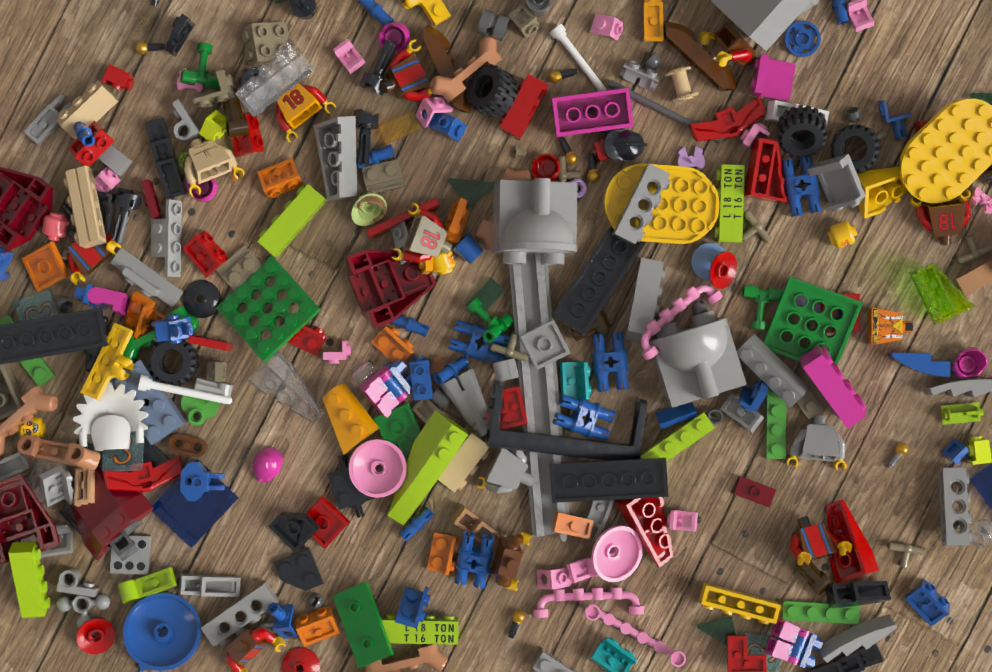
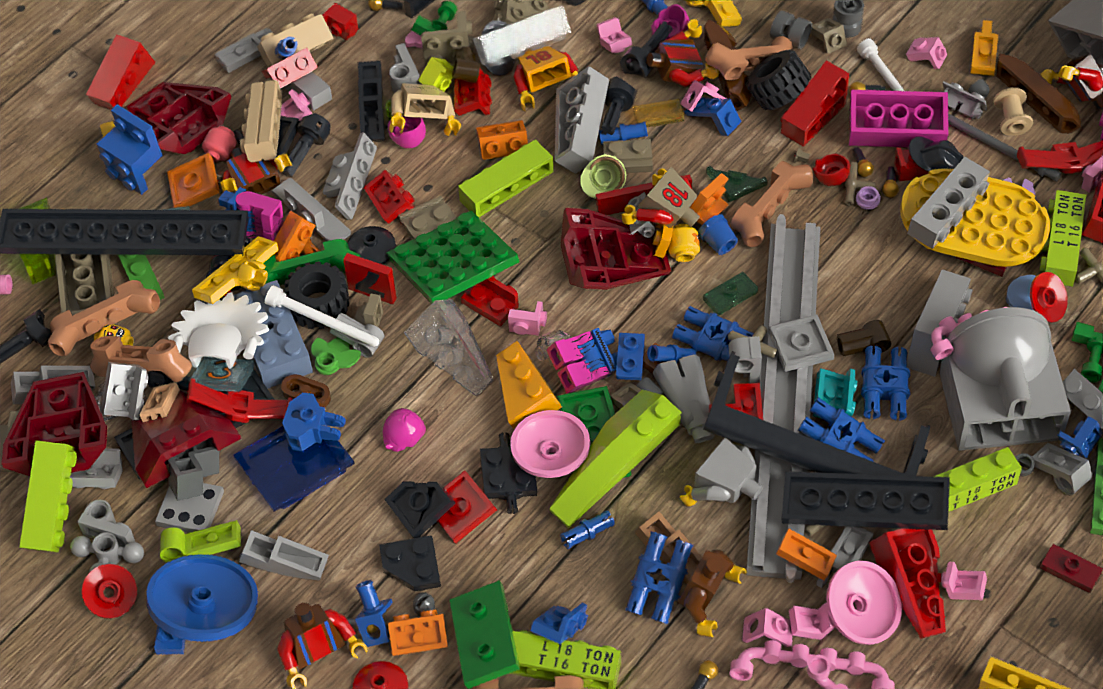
camera: 15 degrees right, 35 degrees down
(150, 199) = (340, 134): dark red plate -> none
(172, 329) = (328, 244): blue hinge -> none
(213, 628) = (322, 586): light grey brick -> none
(392, 345) = (601, 316): orange bracket -> none
(410, 324) = (627, 305): blue pin -> none
(442, 552) = (614, 573): orange bracket -> none
(464, 462) = (667, 465): tan brick -> none
(495, 325) = (733, 311): green bar -> none
(534, 220) = (811, 197): light grey piece -> none
(596, 282) = (882, 285): black plate -> none
(675, 415) = (967, 453): blue tile -> none

